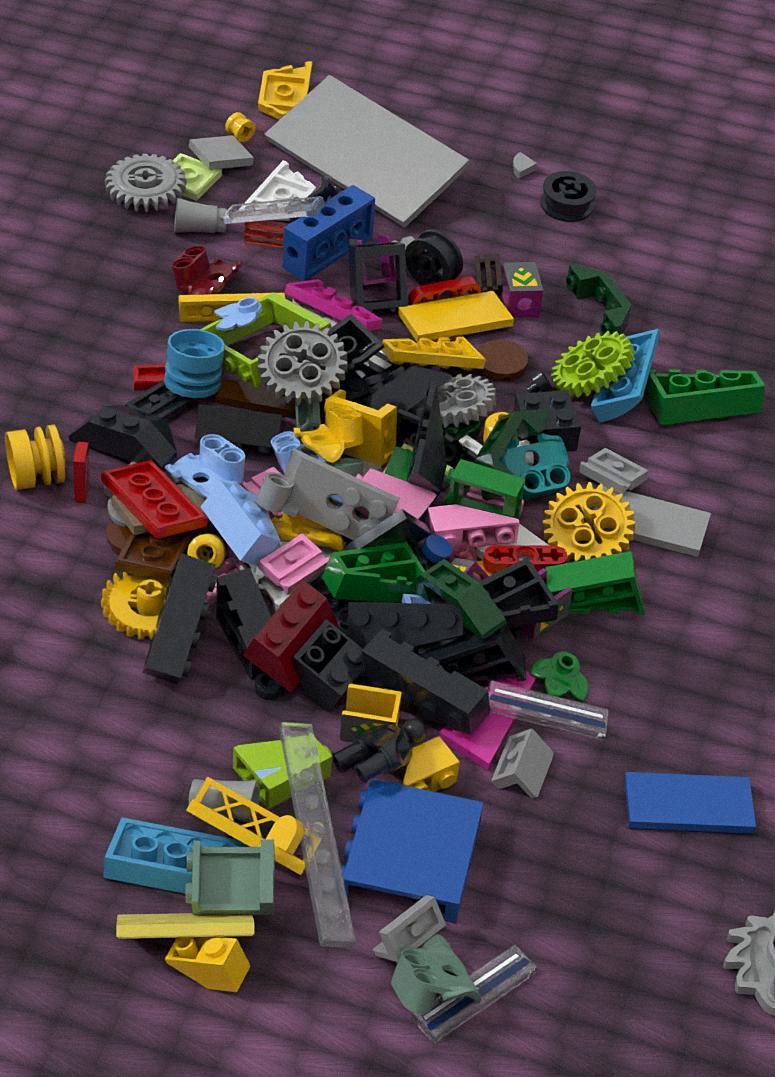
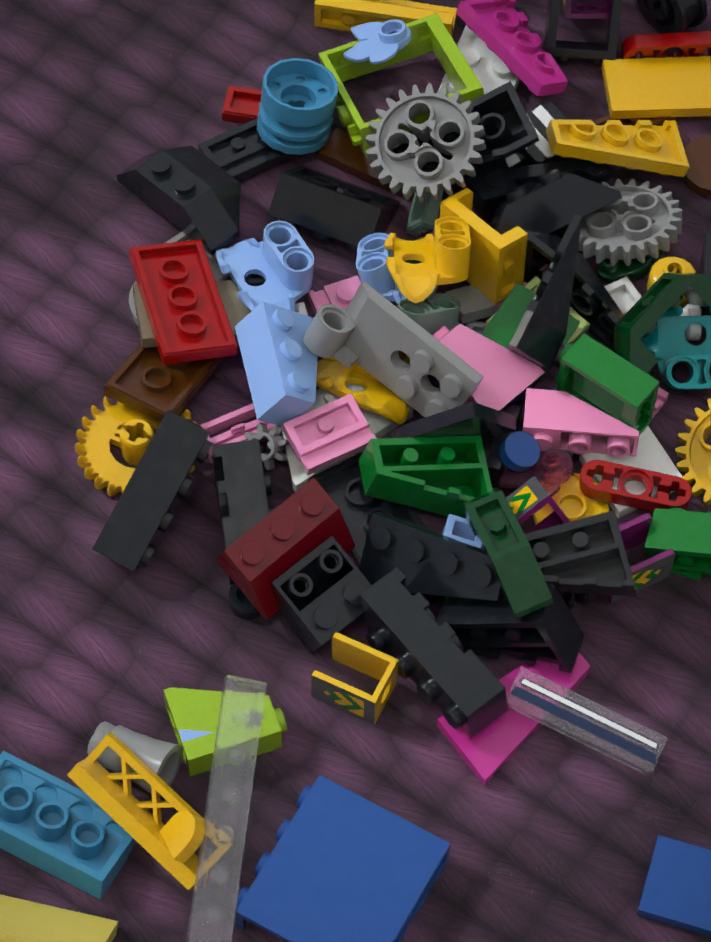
camera: 20 degrees right, 15 degrees up
(35, 457) = (55, 207): yellow wheel -> none
(81, 472) = (106, 241): red tile -> none
(117, 536) = (126, 338): reddish brown tile -> none
(199, 544) = (226, 391): yellow head -> none
(231, 879) = (96, 880): sand green panel -> none
(381, 748) = (354, 735): black connector -> none
(431, 766) = (402, 773): yellow slope -> none
(523, 762) = (530, 791): light grey panel -> none
(561, 678) = (621, 675): green plate -> none

